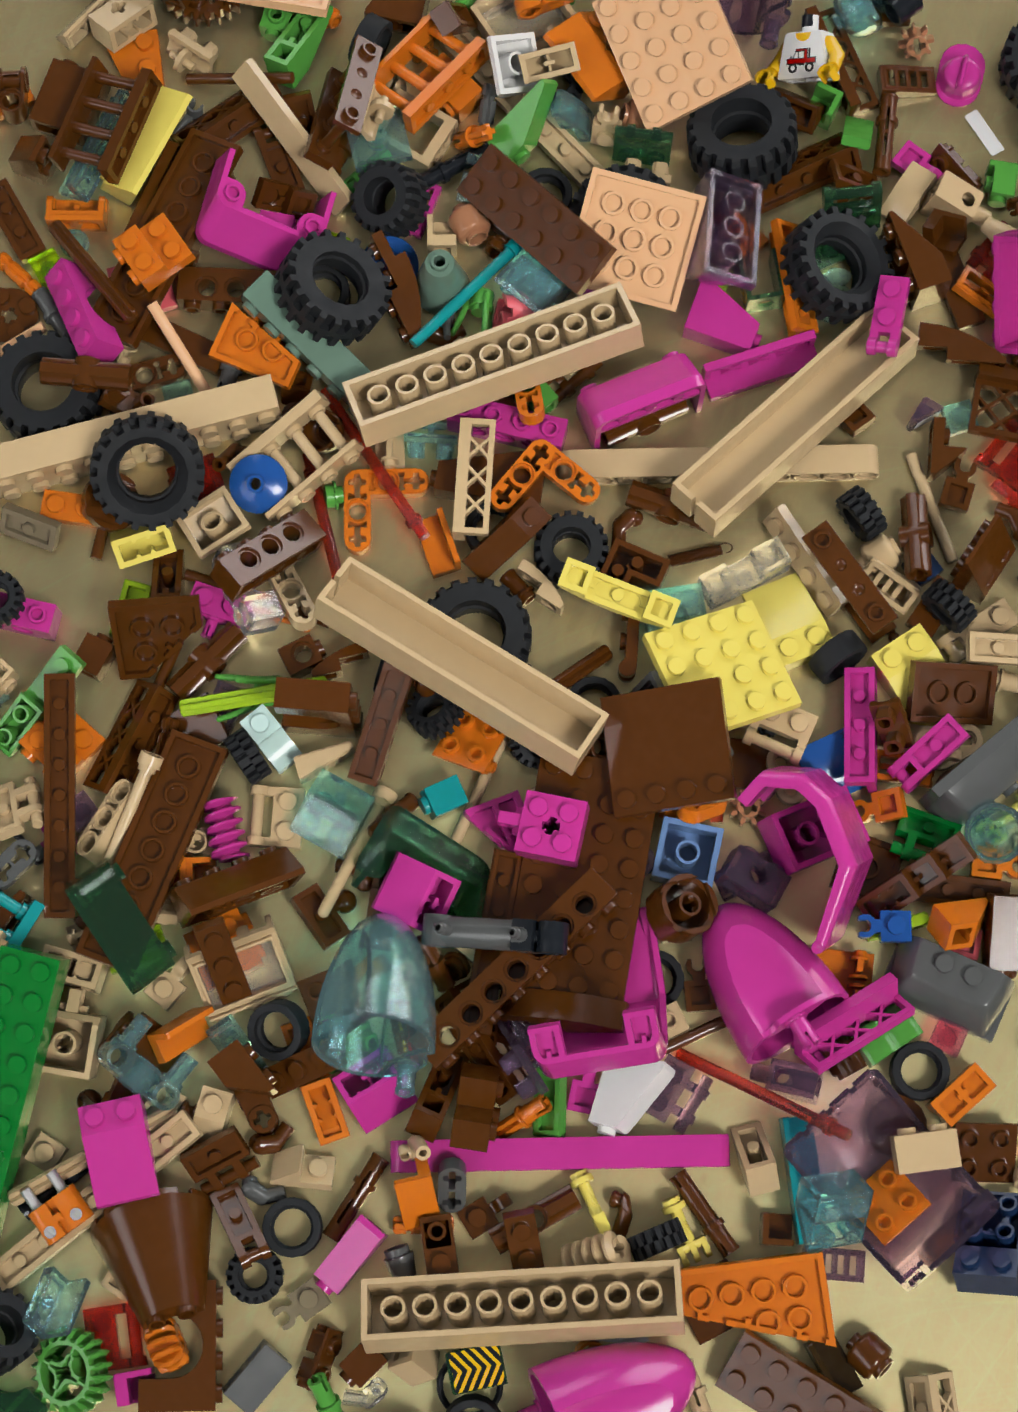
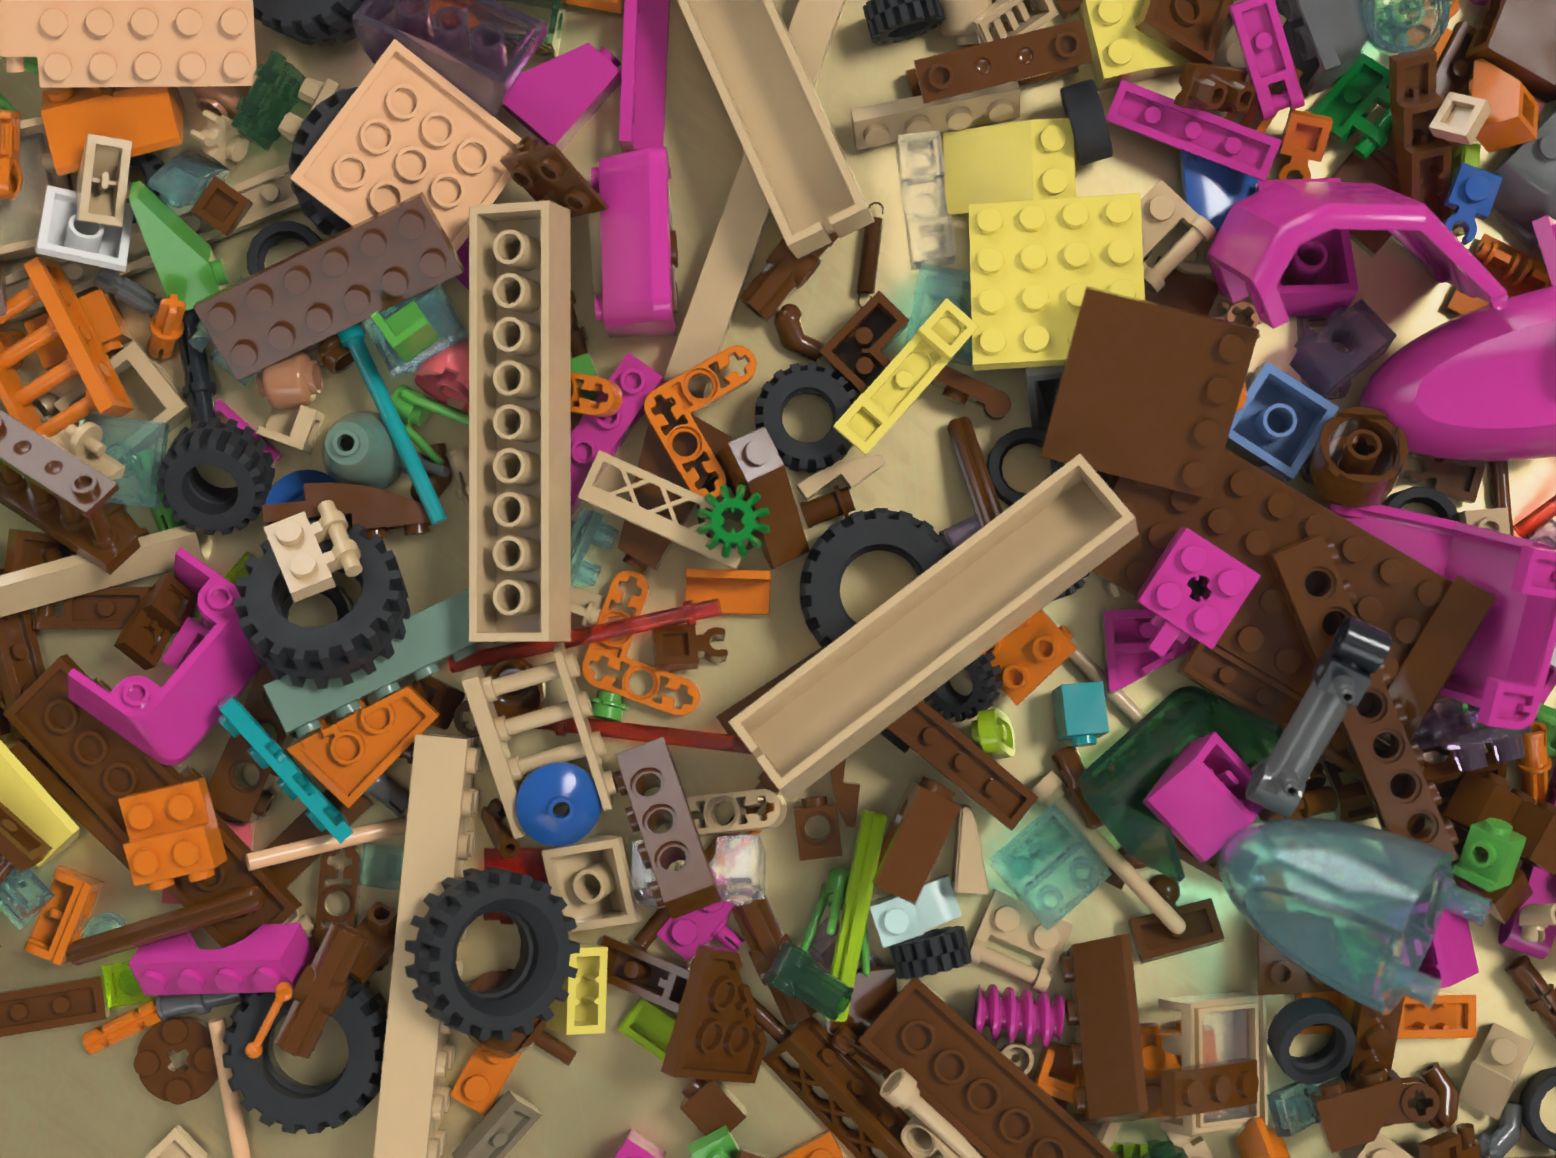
camera: 70 degrees left, 10 degrees up
(76, 350) = (283, 993): none -> orange hinge
(201, 672) = (799, 976): none -> clear green piece
(217, 309) = (292, 777): none -> teal wing
(357, 261) = (300, 556): none -> tan plate
(390, 527) = (680, 648): none -> reddish brown plate
(407, 744) = (994, 733): none -> lime plate
(446, 1090) = (1503, 850): none -> bright green brick
(487, 523) = (719, 522): none -> green gear
(525, 275) = (407, 331): none -> bright green panel
(563, 141) = (222, 206): none -> reddish brown plate
(657, 327) = (551, 177): none -> reddish brown hinge
(937, 892) = (1460, 118): none -> tan plate

